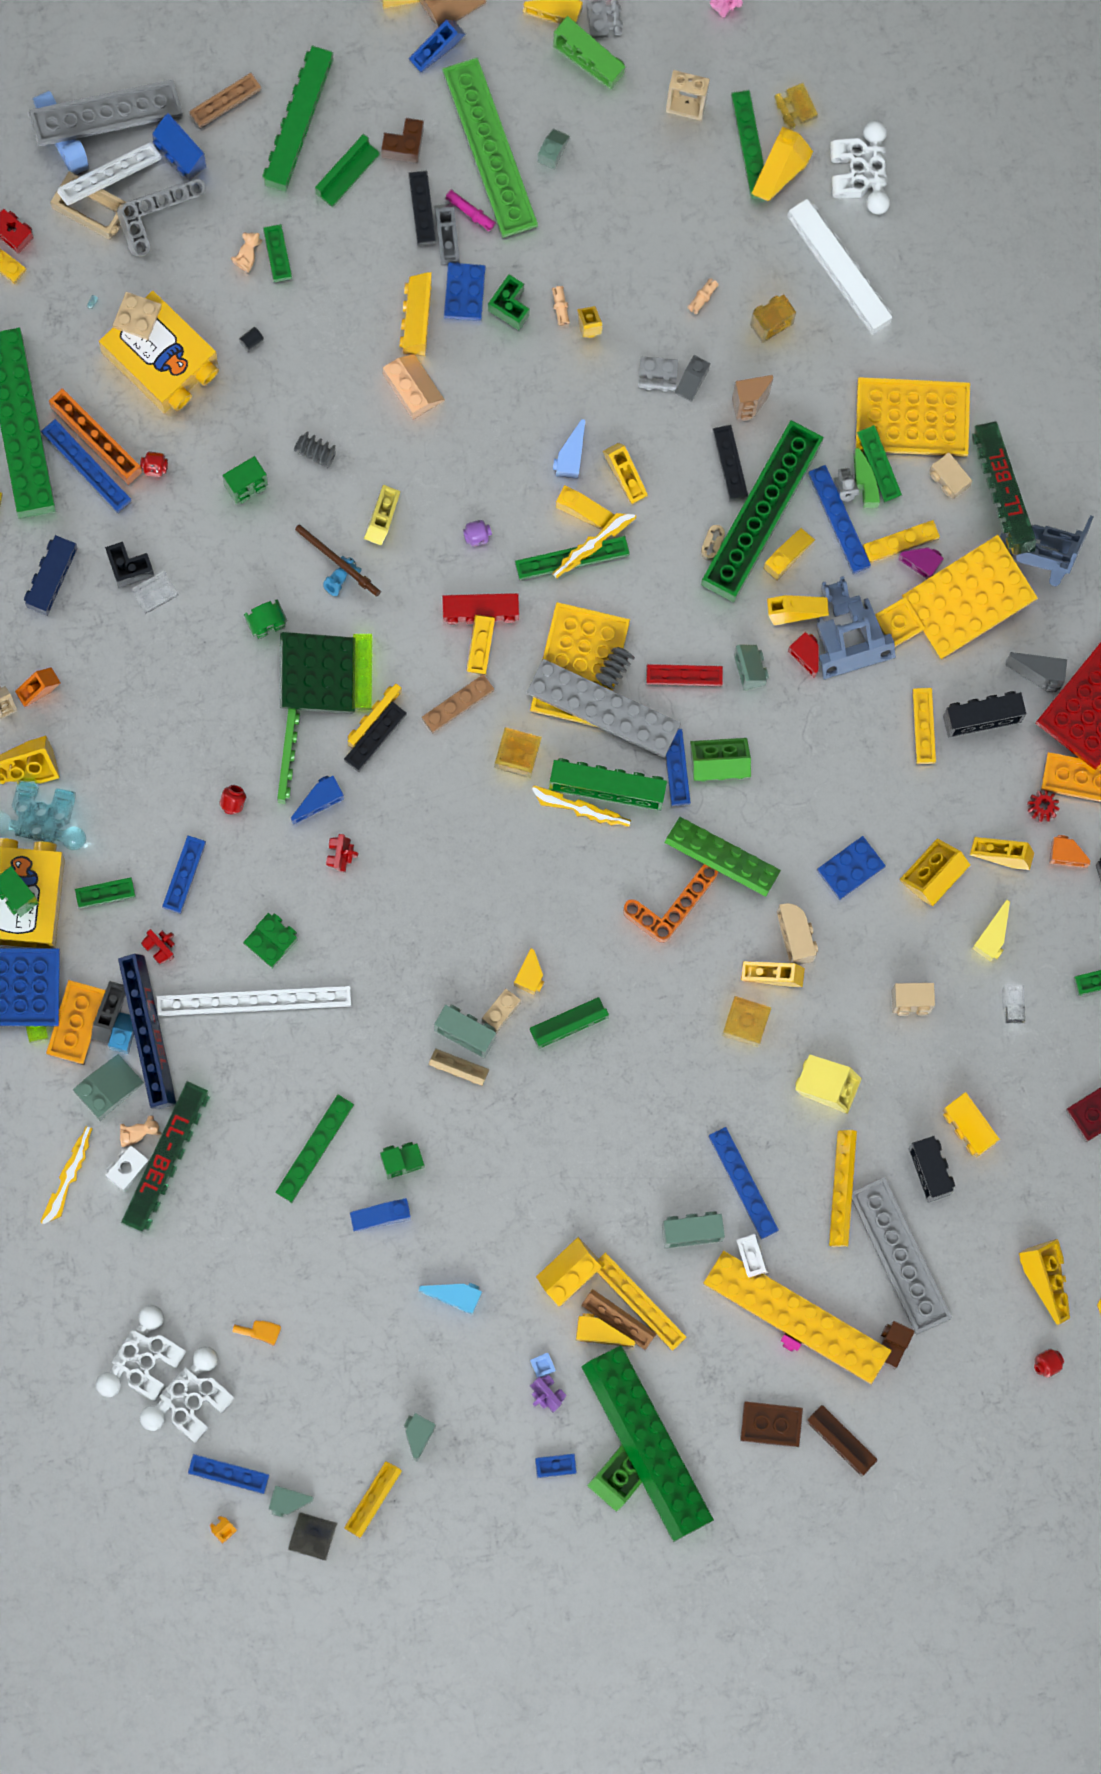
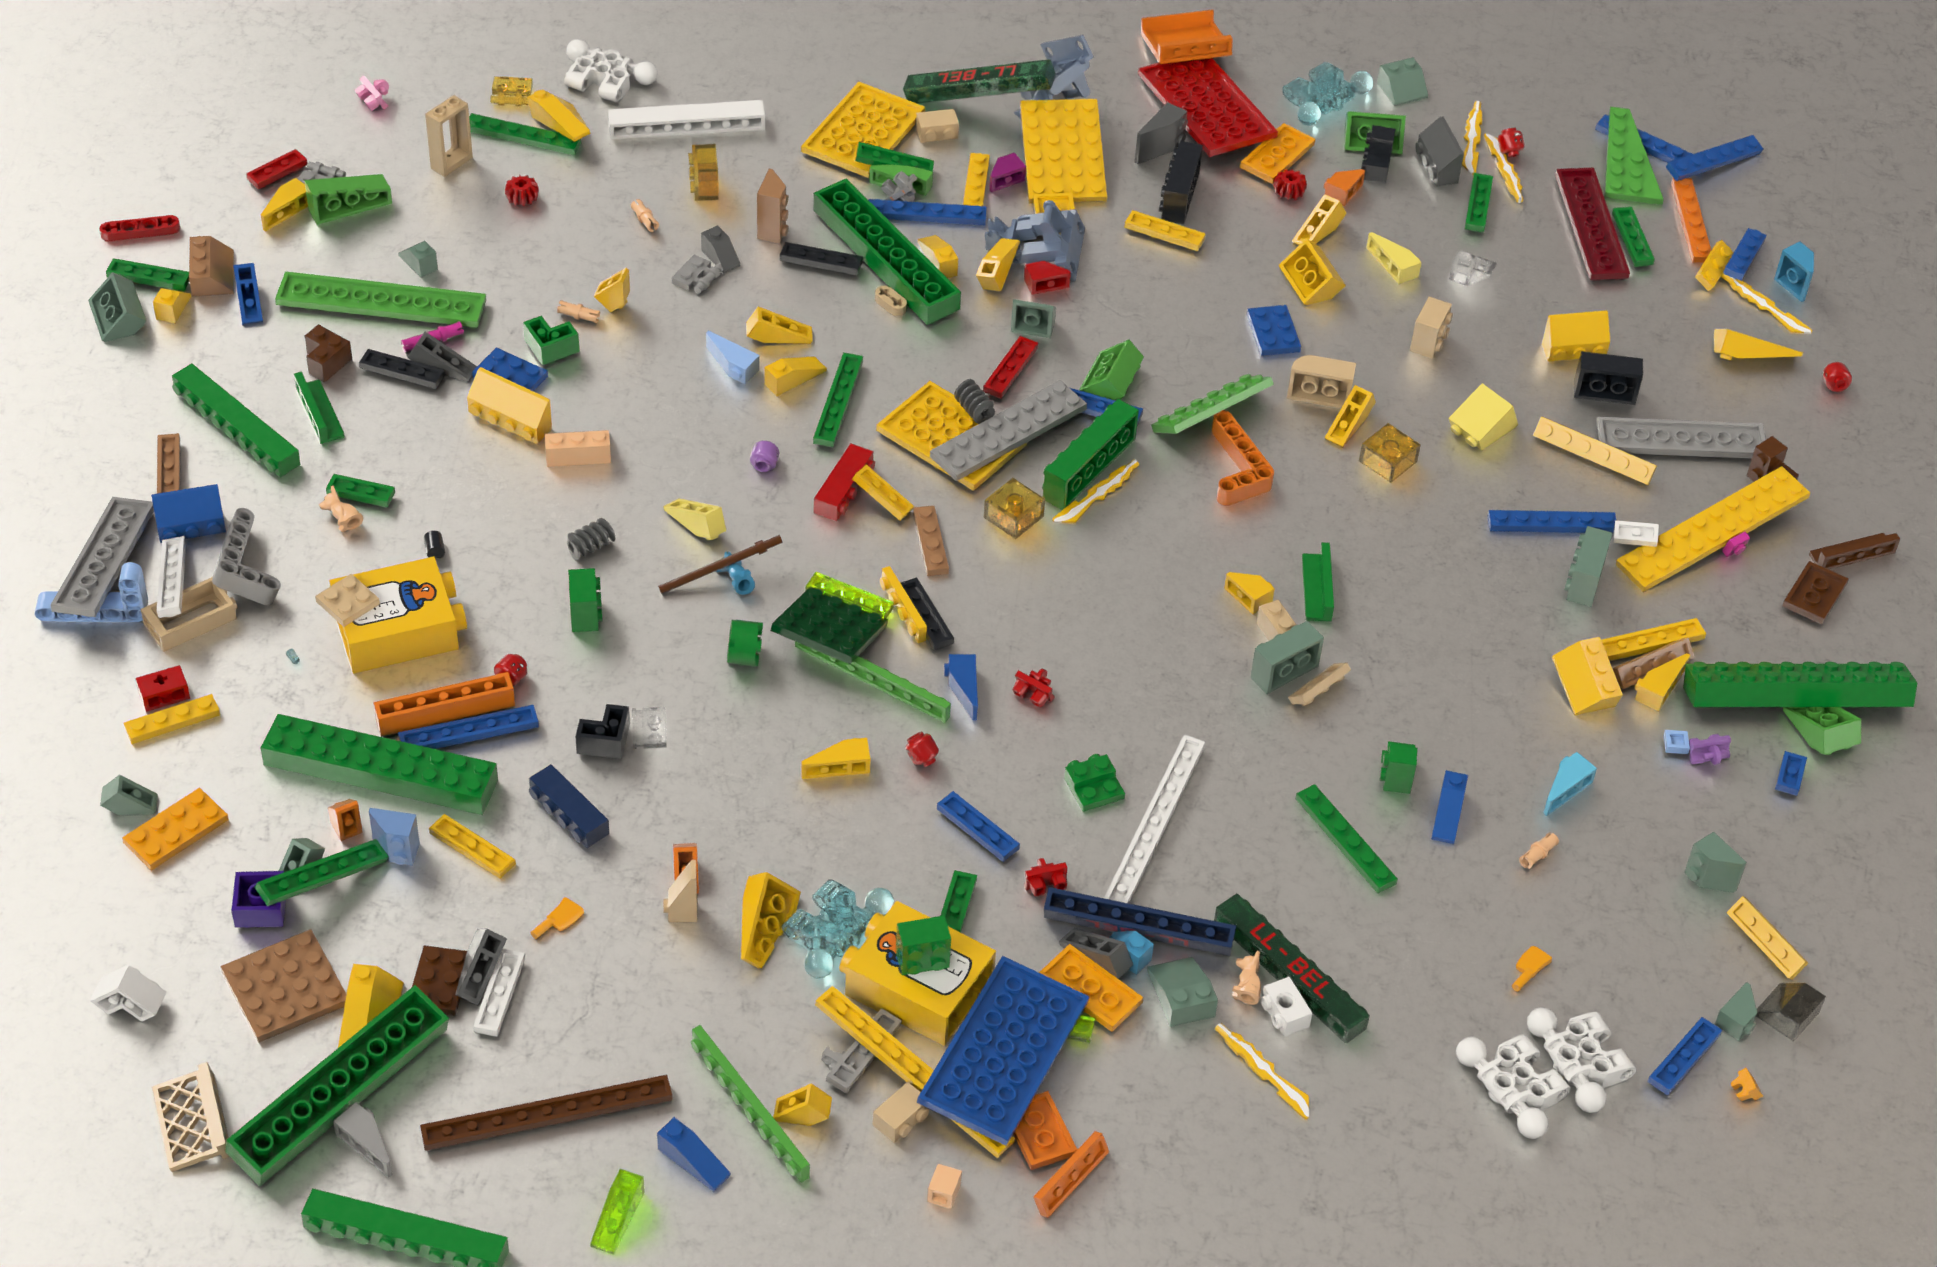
camera: 60 degrees left, 30 degrees down
(198, 747) = (840, 759): none -> yellow slope
(374, 1298) = (1539, 850): none -> light nougat pin
(592, 544) = (835, 376): yellow sword -> none
(675, 189) = (521, 190): none -> red gear

